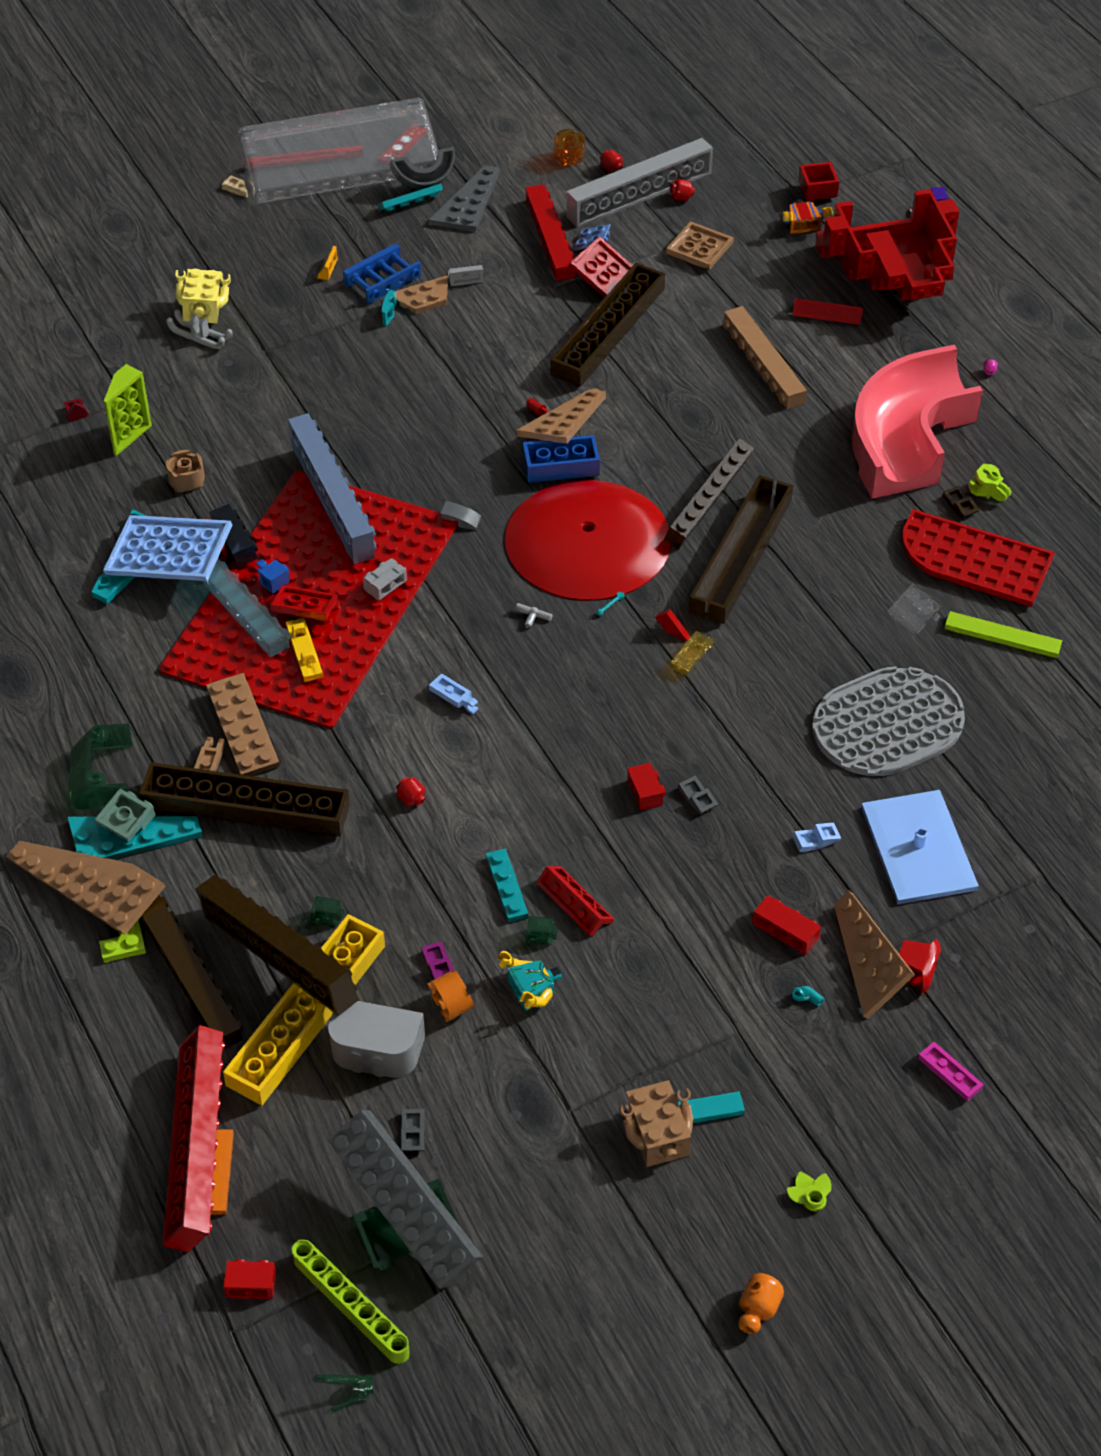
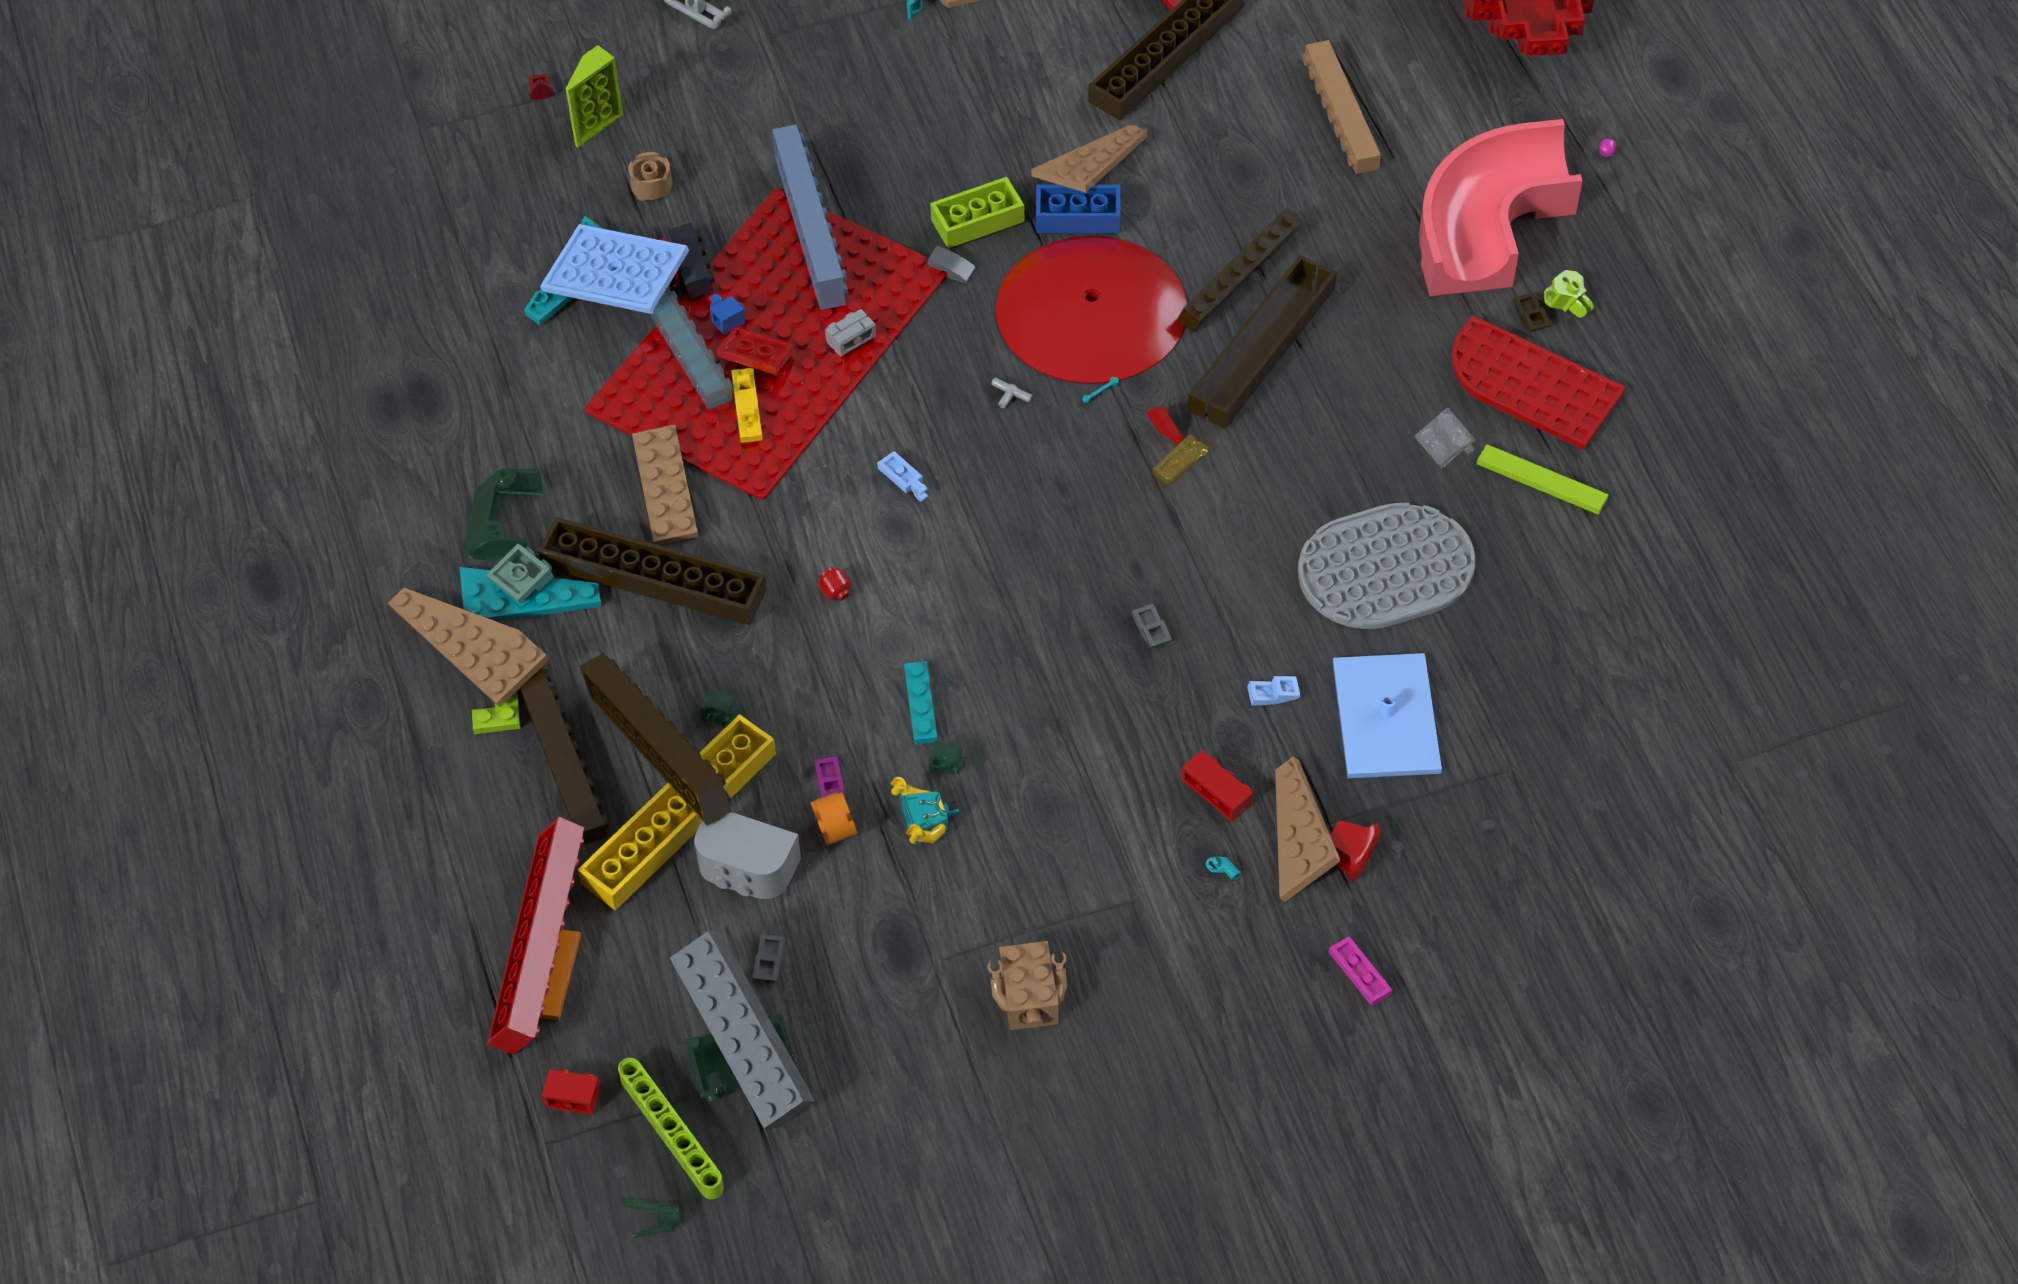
camera: 10 degrees right, 5 degrees up
(208, 756) = (622, 516): medium nougat hinge -> none
(475, 470) = (977, 212): none -> lime brick
(535, 407) = (1065, 143): red axle -> none
(574, 899) = (989, 727): red fence -> none
(645, 786) = (1094, 609): red brick -> none
(716, 1107) = (1095, 976): teal tile -> none
(759, 1301) = (1096, 1188): orange piece -> none
(808, 1189) = (1178, 1077): lime plate -> none
(828, 311) = (1430, 56): red fence -> none

